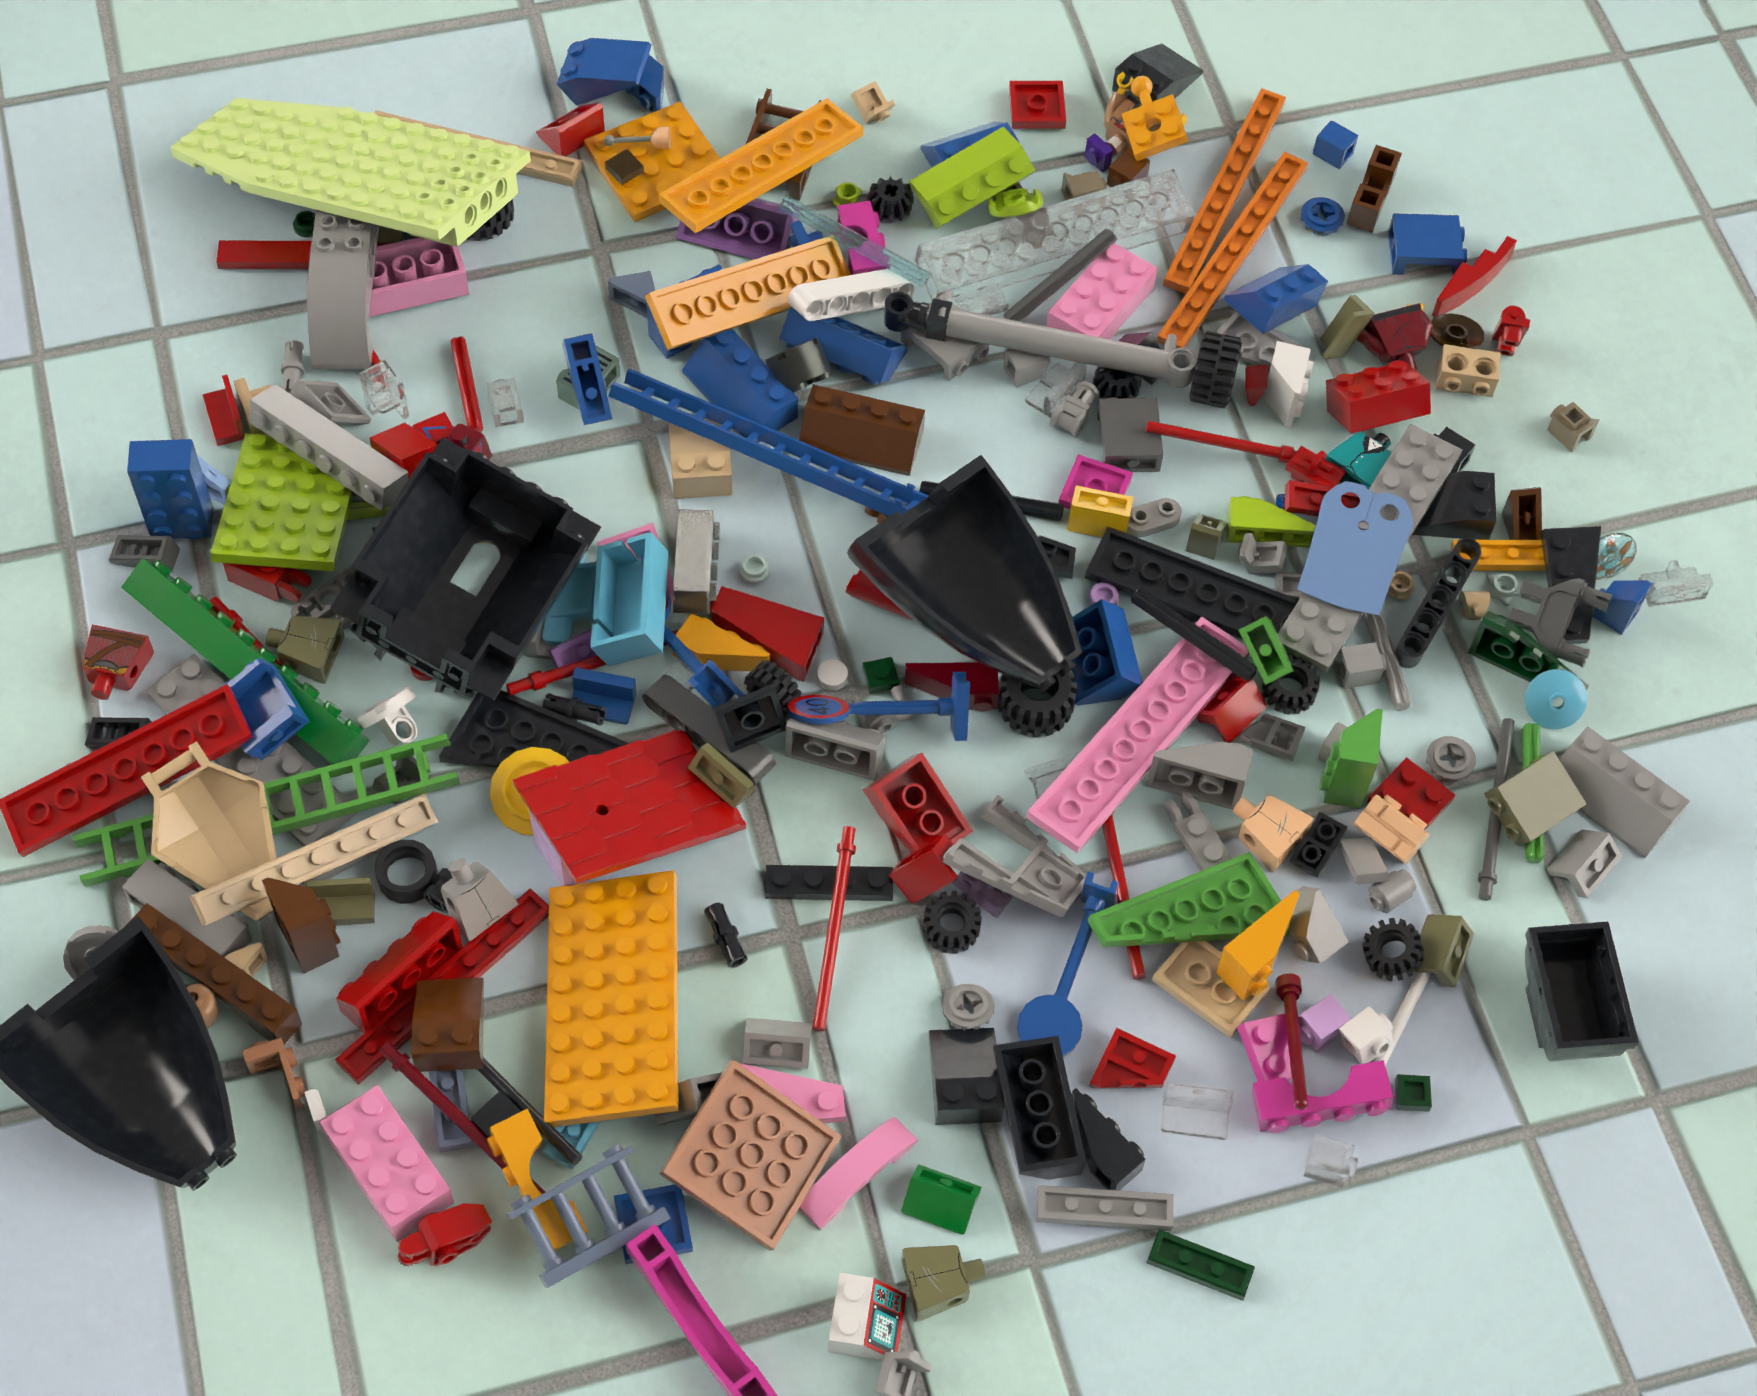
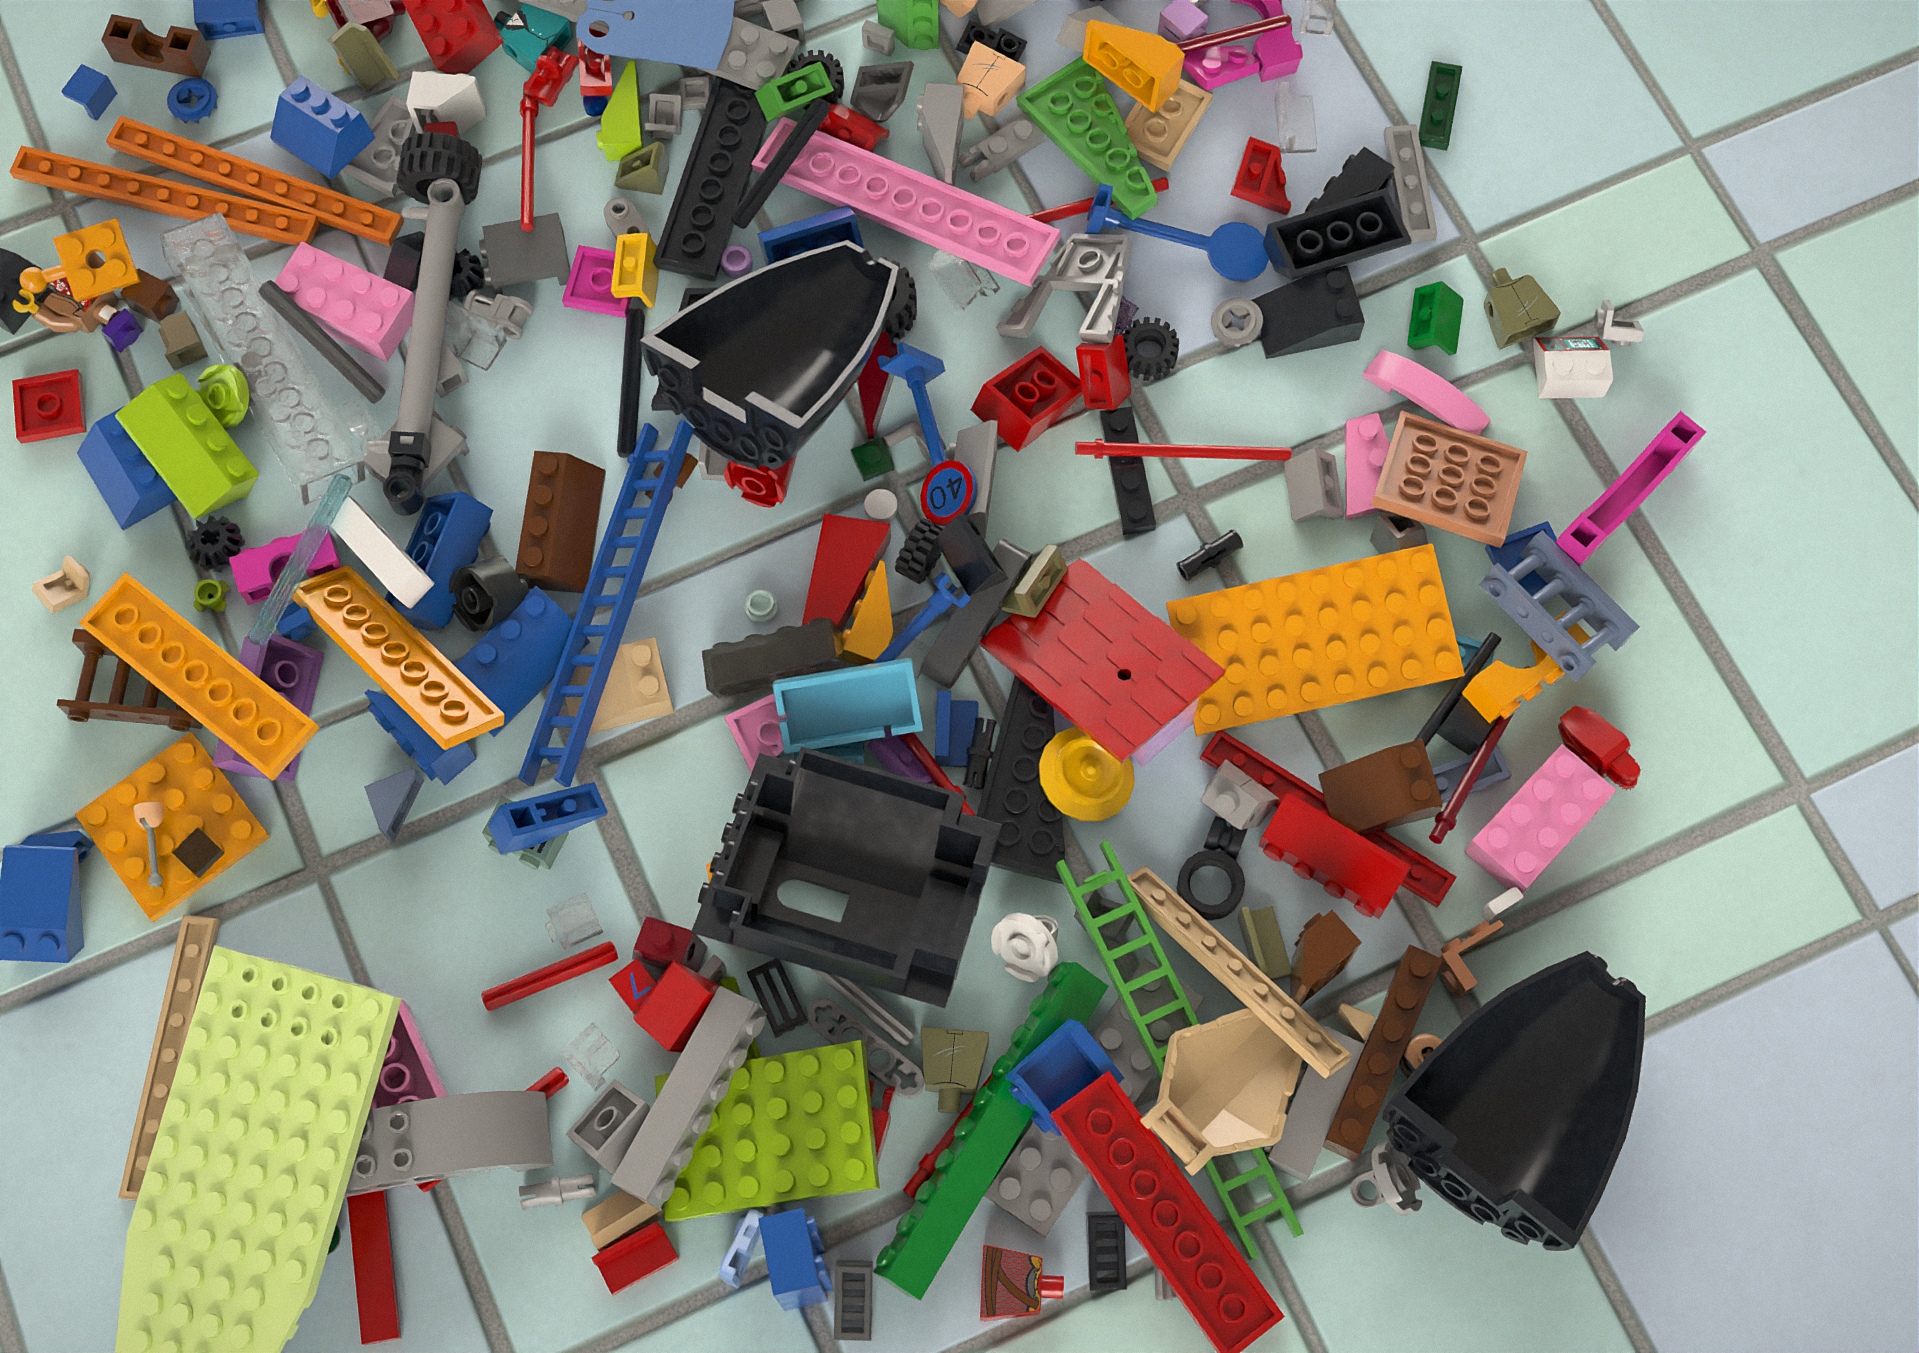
camera: 95 degrees left, 10 degrees up
(570, 130) = (127, 938): red slope -> none

